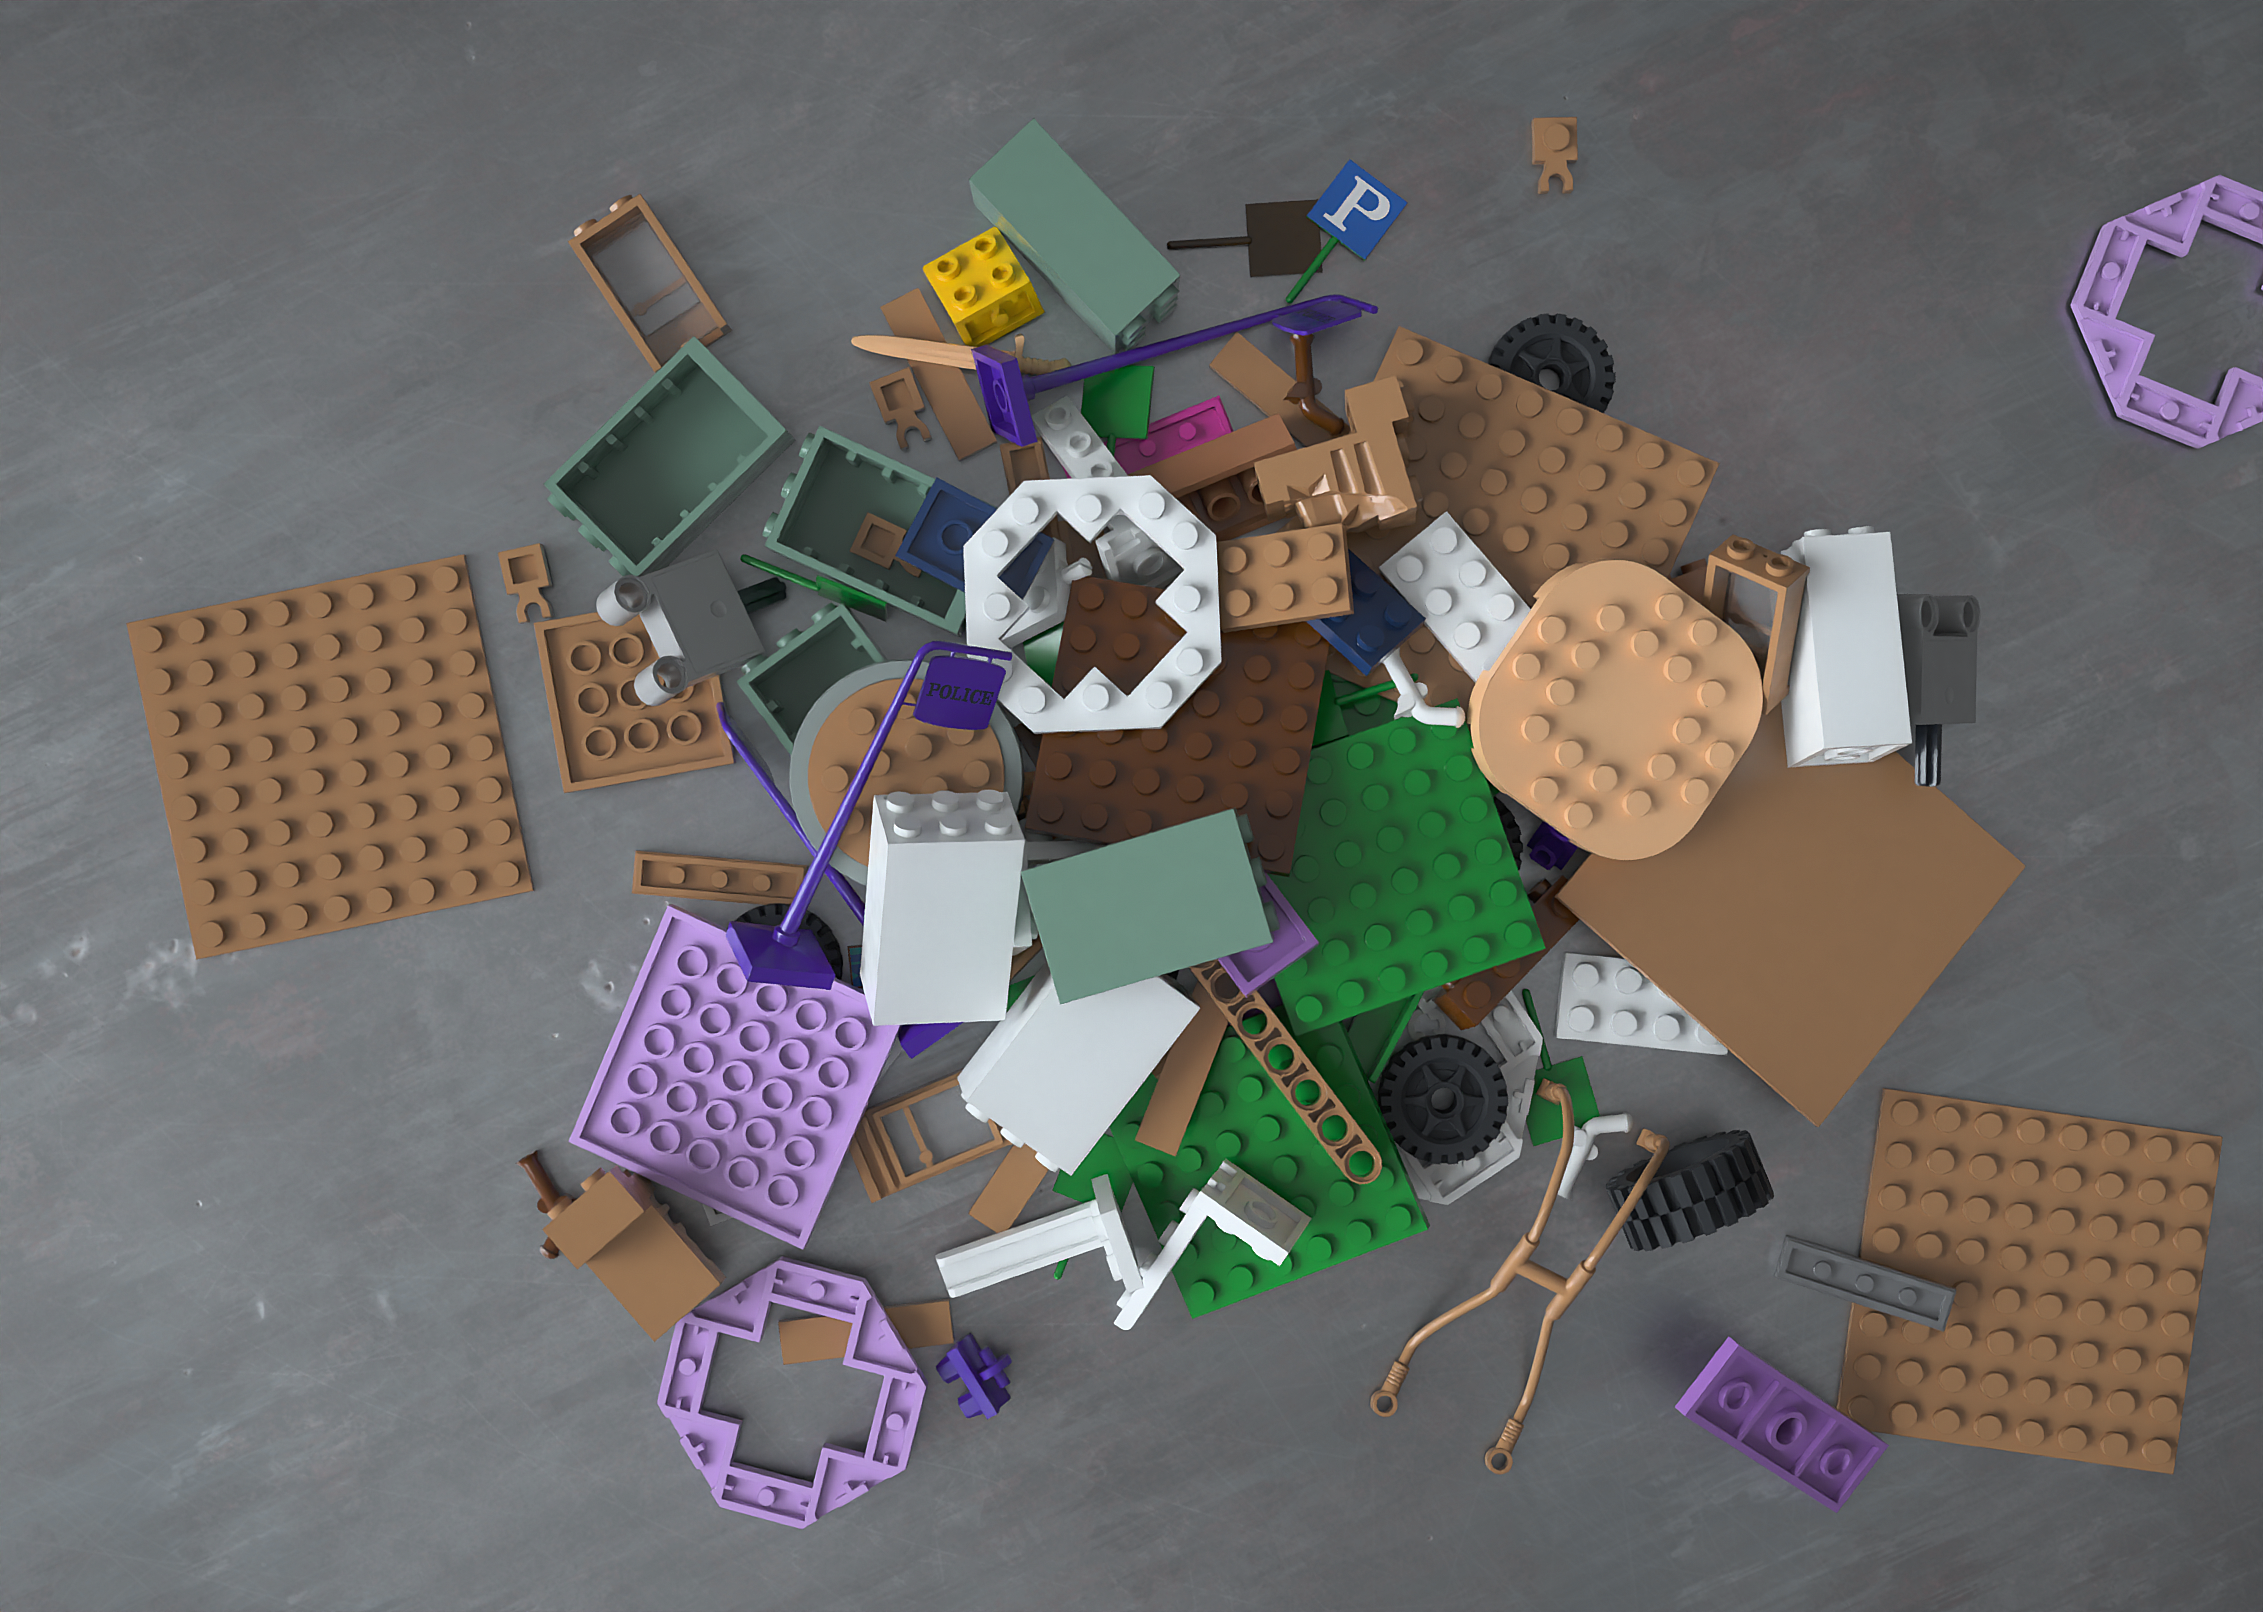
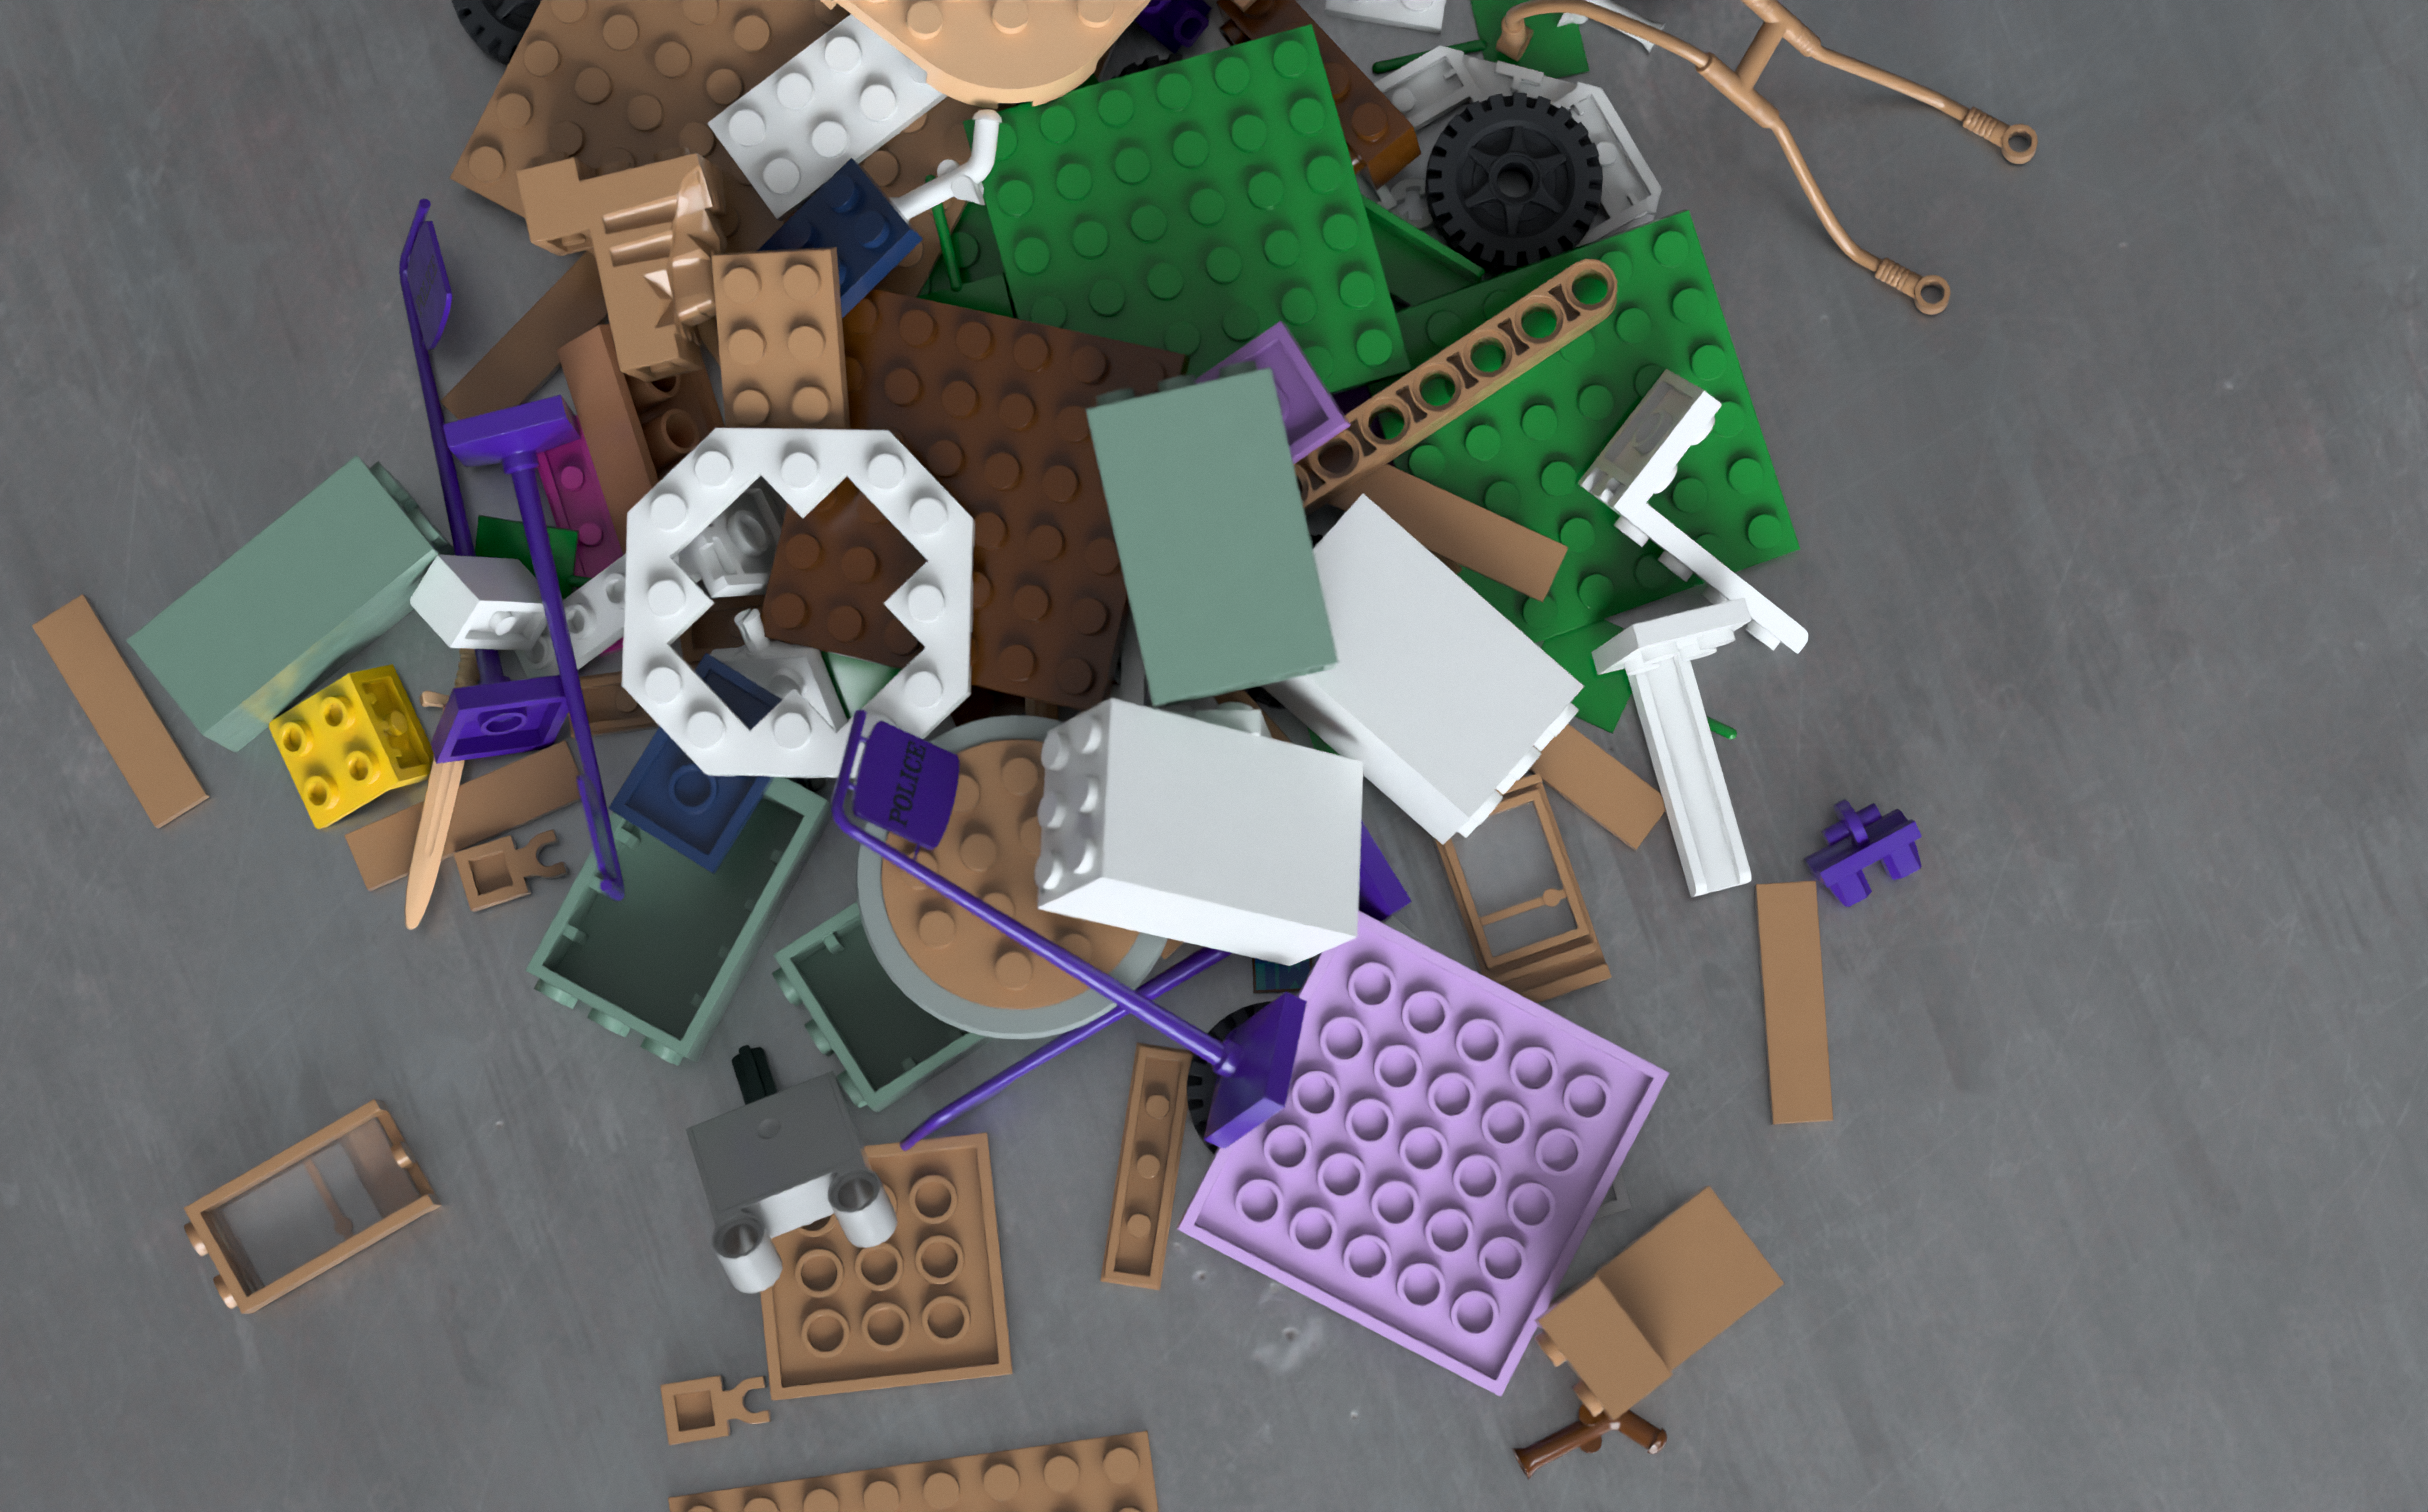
camera: 85 degrees left, 5 degrees down
(668, 462) = (559, 1190): sand green container -> none
(827, 589) = (755, 979): green piece -> none
(872, 1347) = (1987, 1047): lavender plate -> none
(879, 543) = (695, 906): medium nougat plate -> none
(998, 119) = (120, 711): none -> medium nougat tile
(1085, 375) = (481, 603): none -> white panel
(1205, 389) = (515, 439): none -> dark purple piece
(1277, 238) = (316, 337): dark brown piece -> none
(1307, 387) = (523, 307): reddish brown piece -> none
(1355, 213) = (289, 232): blue piece -> none

